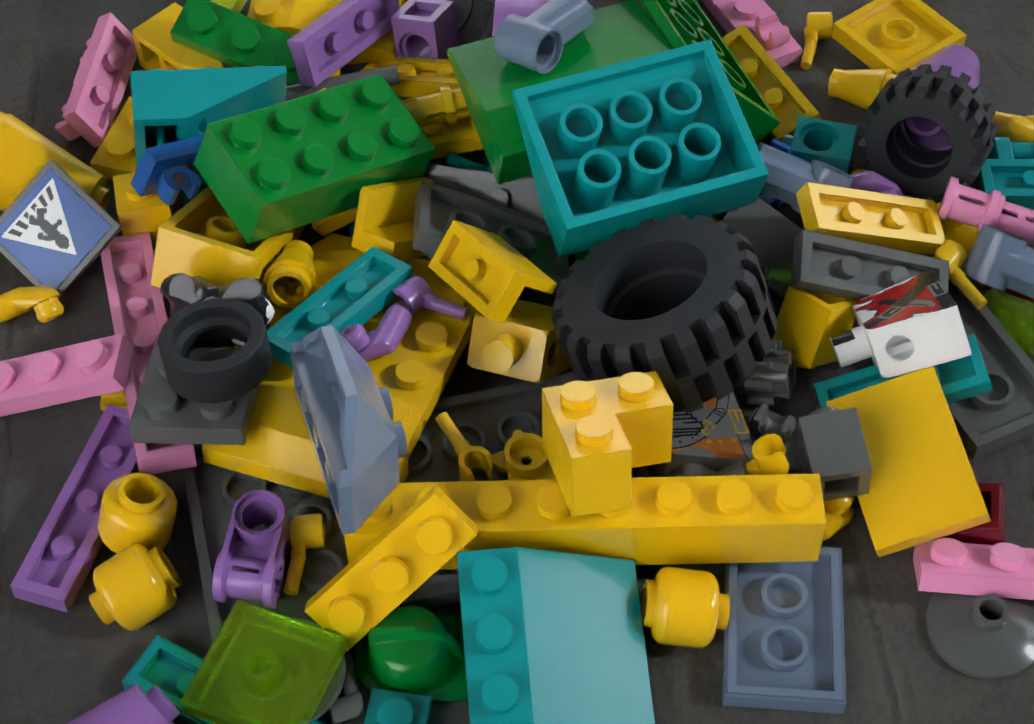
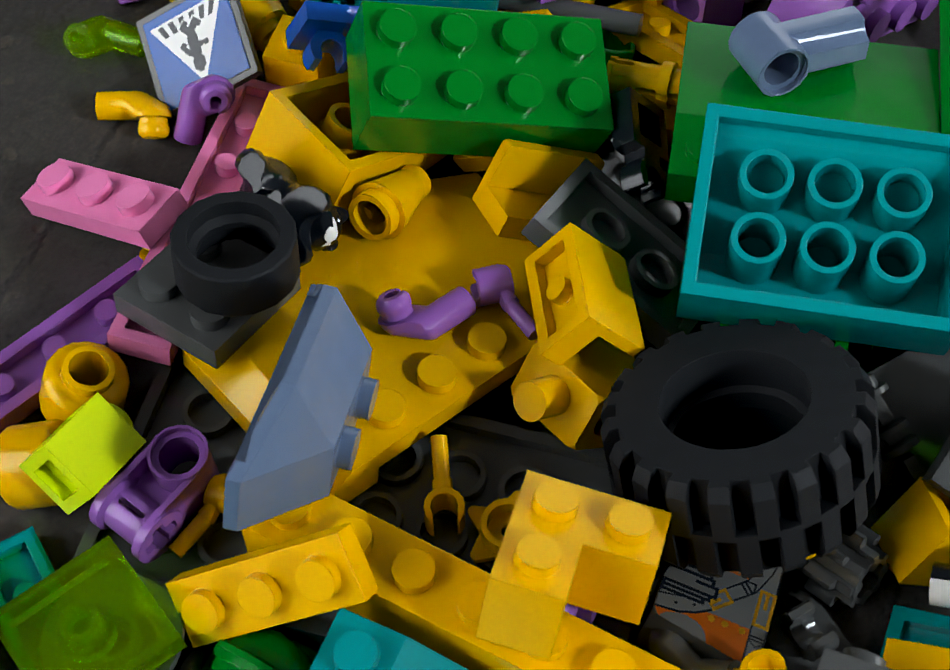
camera: 30 degrees right, 5 degrees up
(82, 269) = (197, 101): none -> medium lavender arm
(181, 550) = (83, 453): none -> neon yellow brick
(343, 301) = (408, 260): teal plate -> none
(456, 151) = (643, 141): none -> black plate

